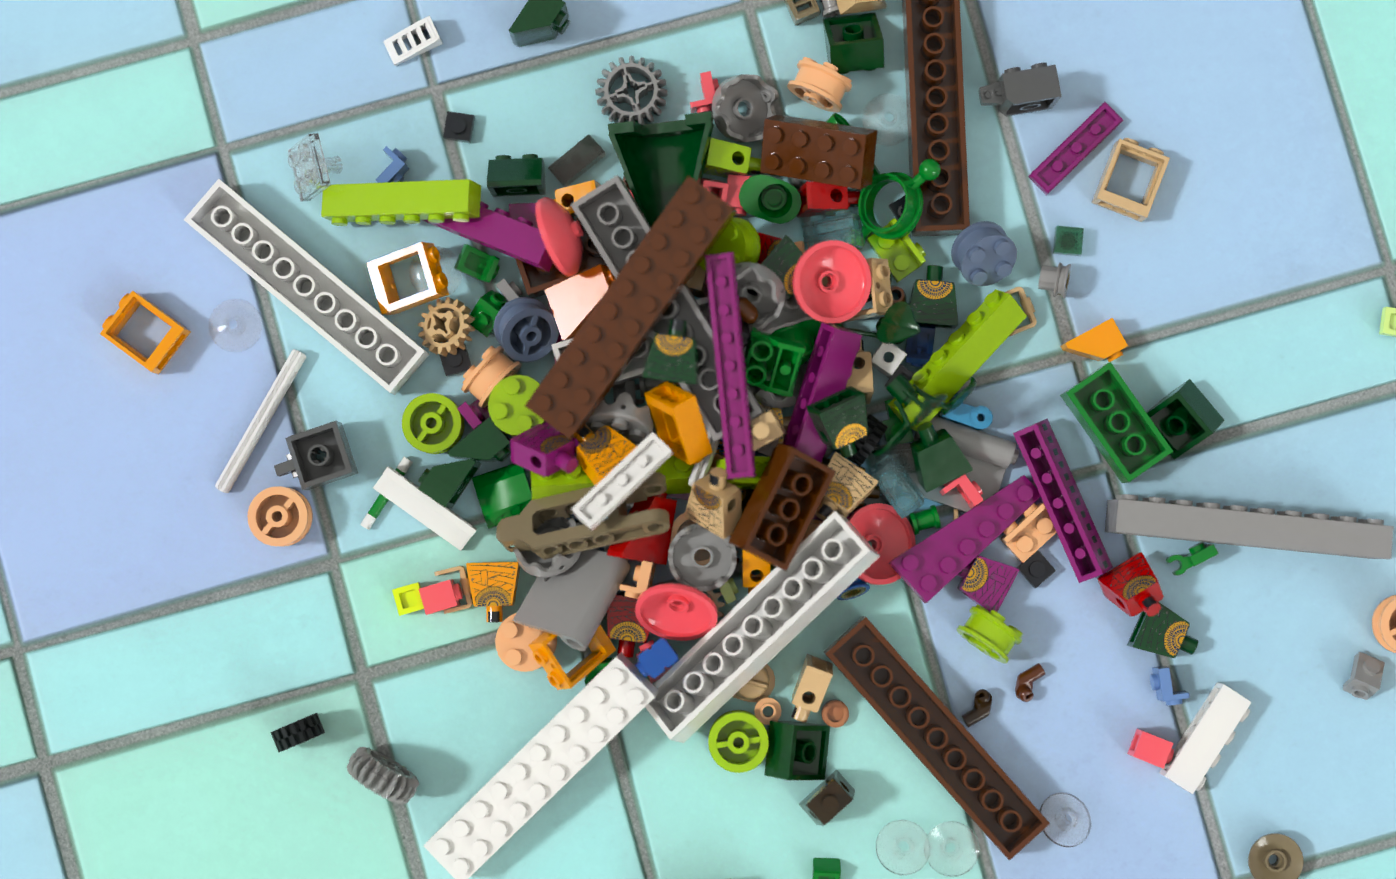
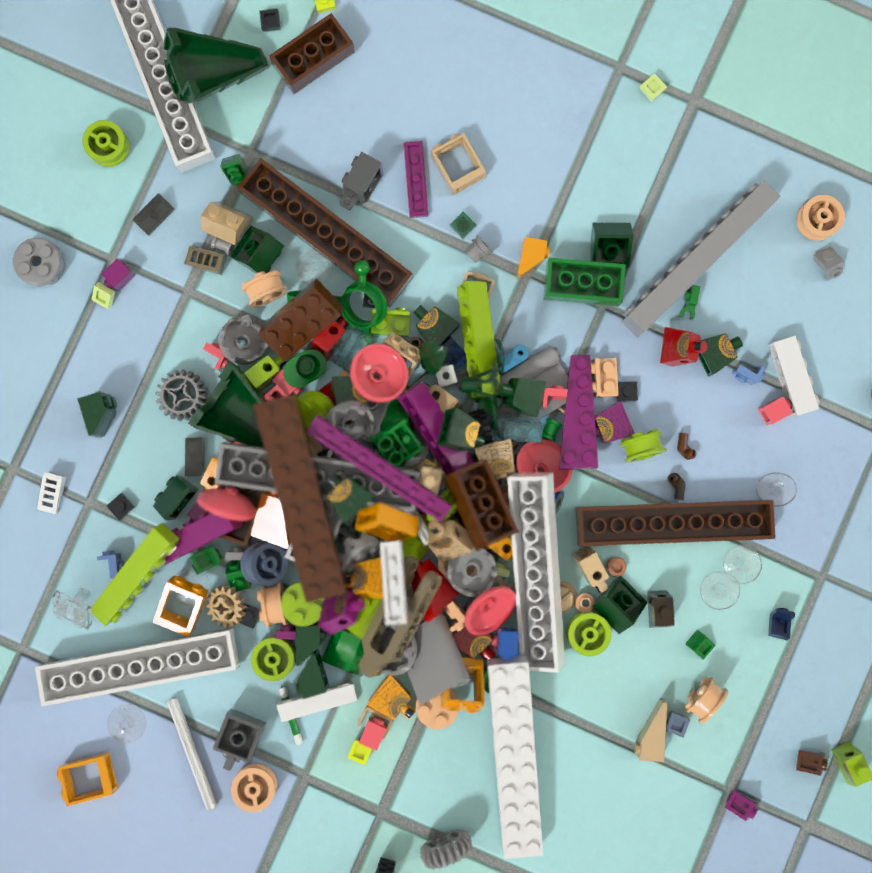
camera: 55 degrees left, 0 degrees up
(748, 310) = (356, 433): reddish brown arm -> none
(984, 253) = (432, 276): sand blue wheel -> none
(1063, 501) = (603, 346): magenta brick -> none

